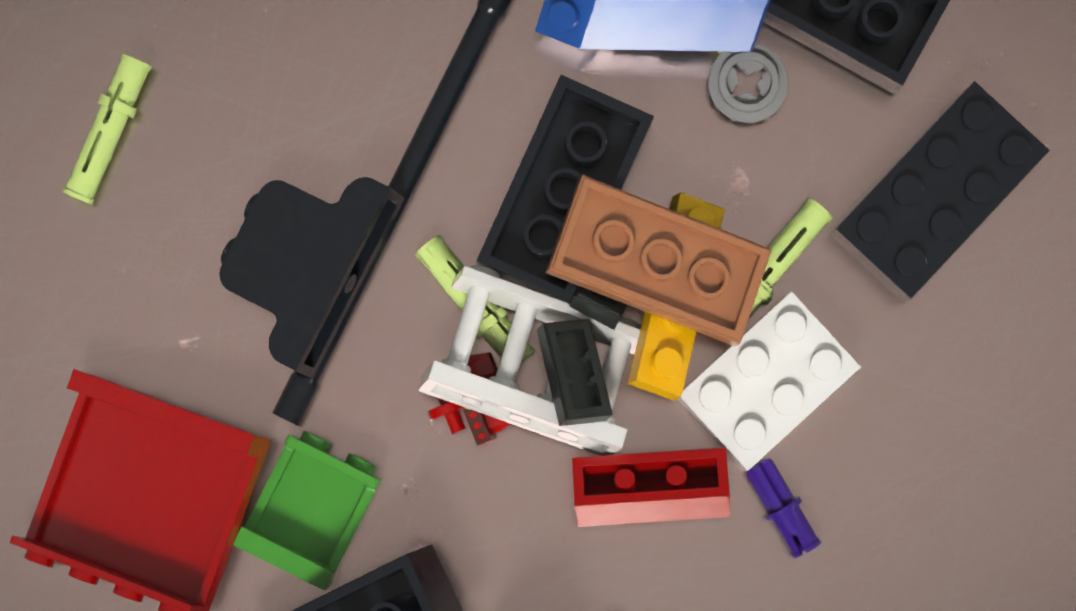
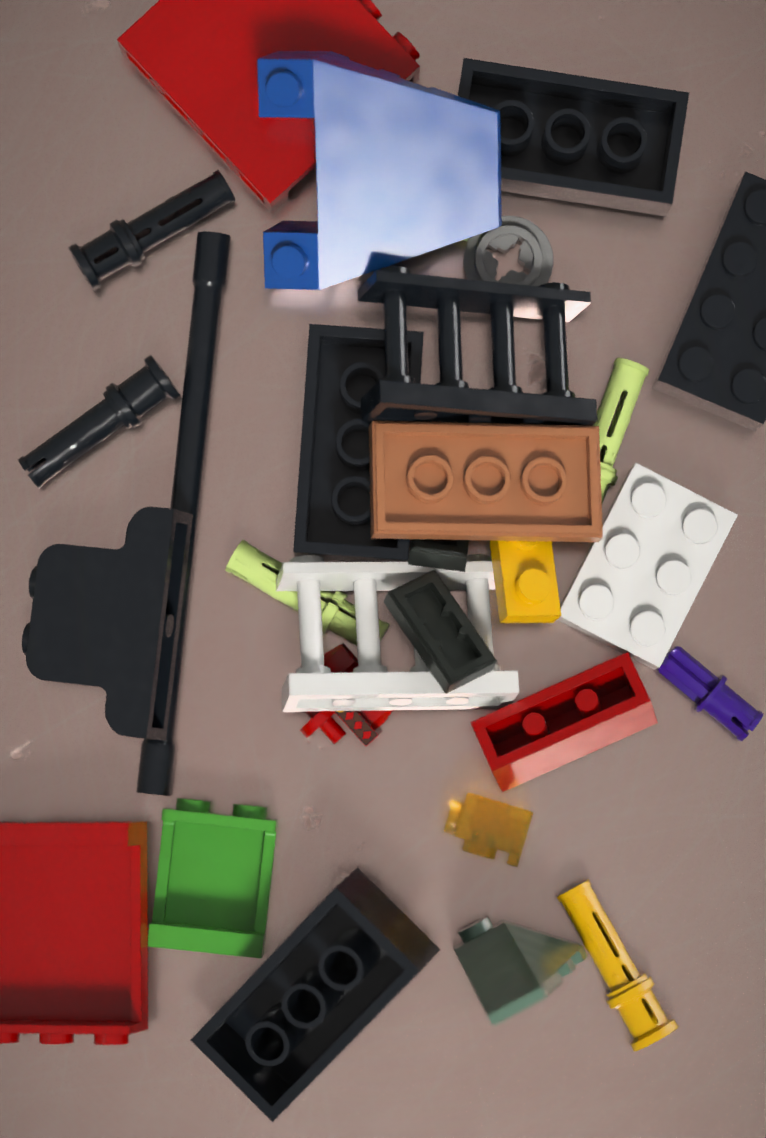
camera: 20 degrees left, 0 degrees up
(378, 86) = (122, 406): none -> black pin
(555, 551) = (489, 827): none -> clear yellow brick
(656, 181) = (451, 399): none -> black fence

